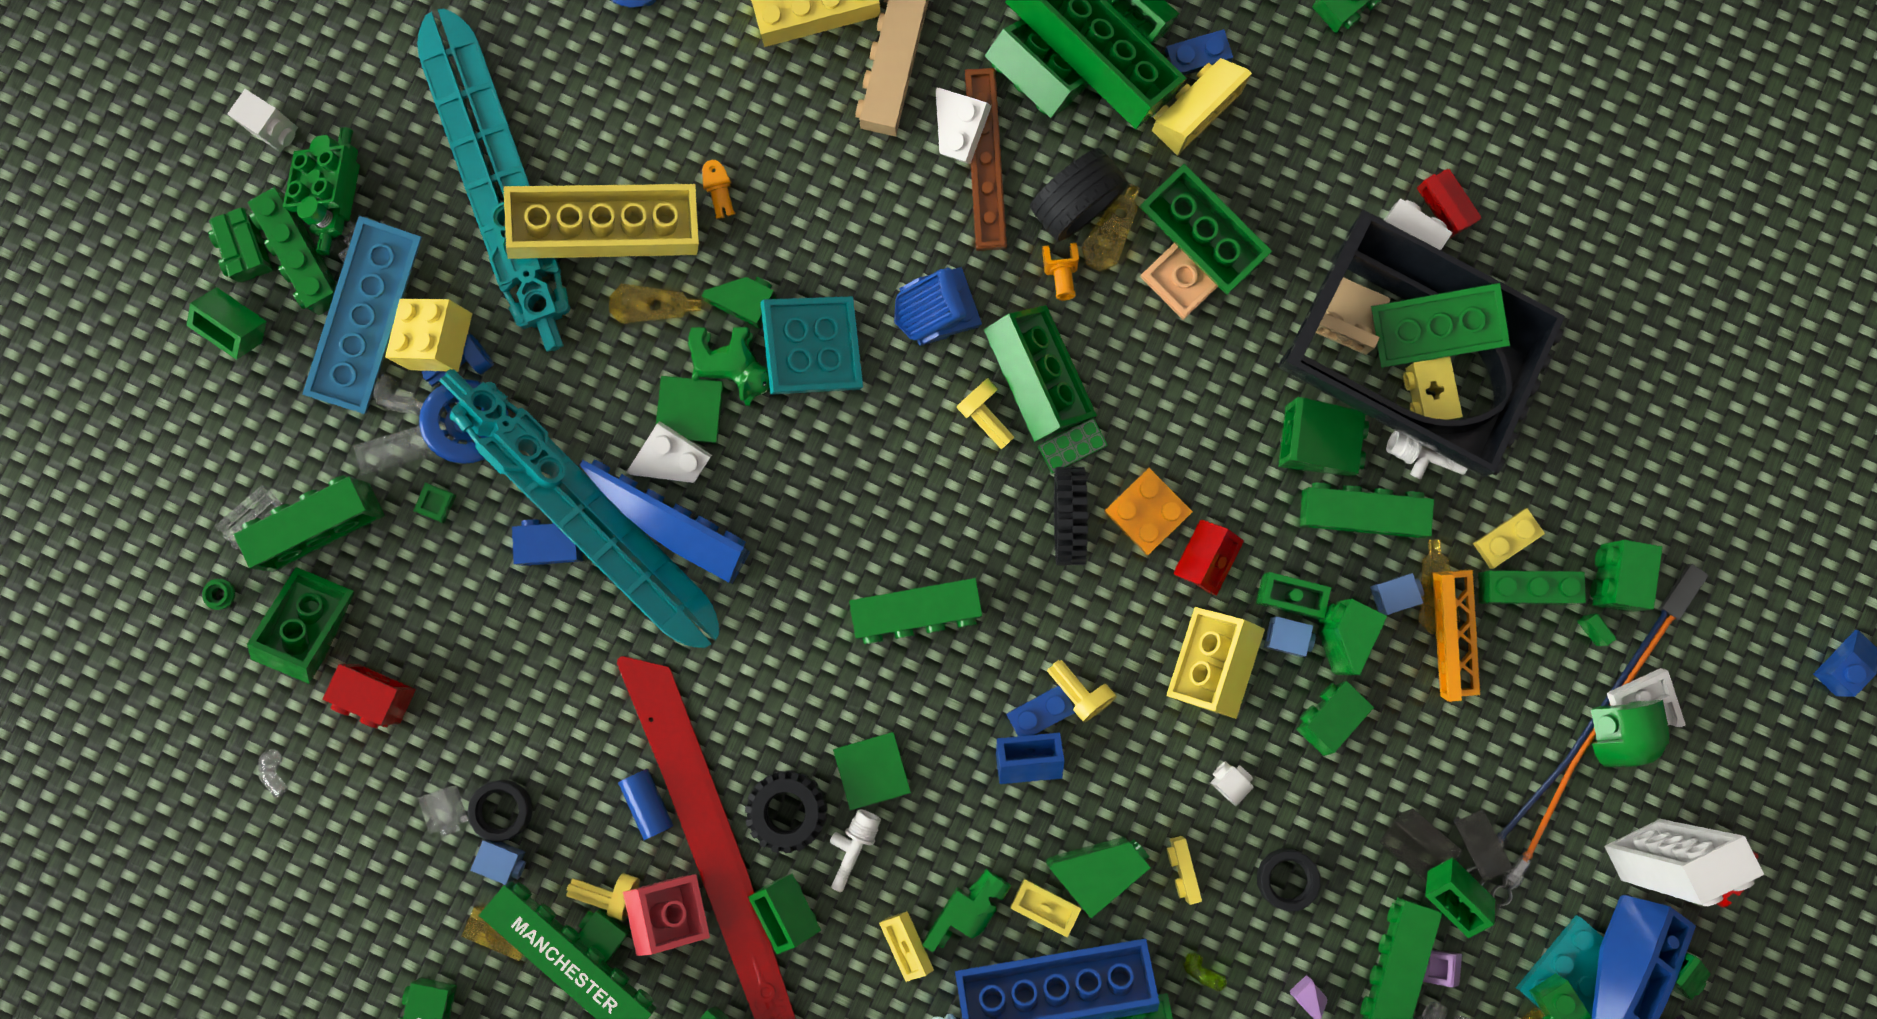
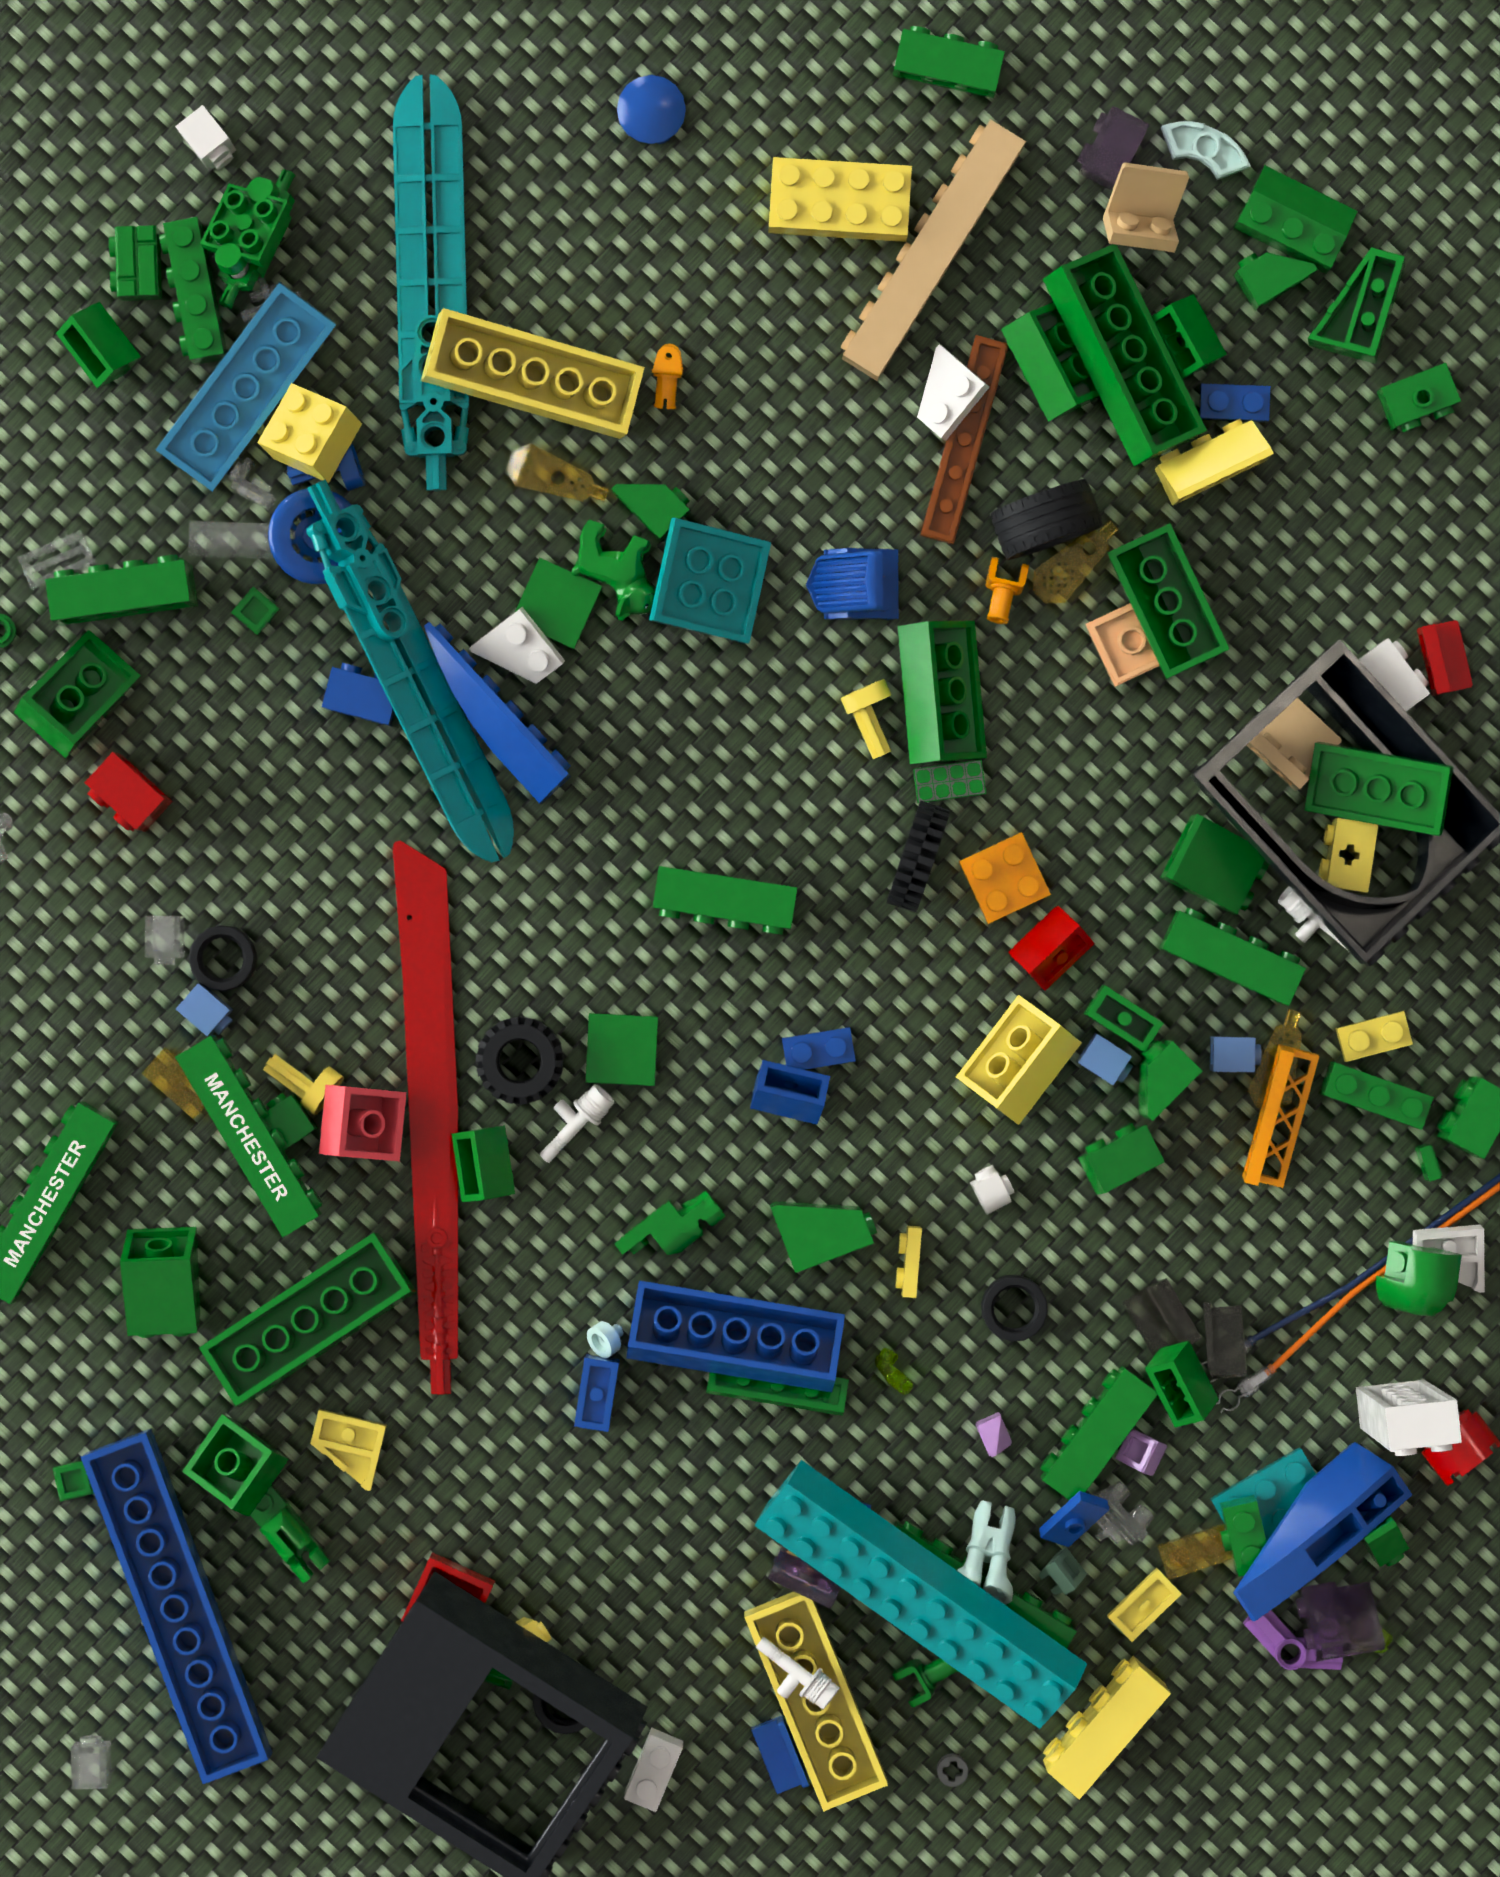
camera: 20 degrees right, 5 degrees up
(645, 804) = (375, 1003): blue brick -> none
(906, 946) = (597, 1240): light yellow plate -> none
(1045, 907) = (753, 1250): light yellow plate -> none
(1086, 703) = (868, 1056): light yellow piece -> none

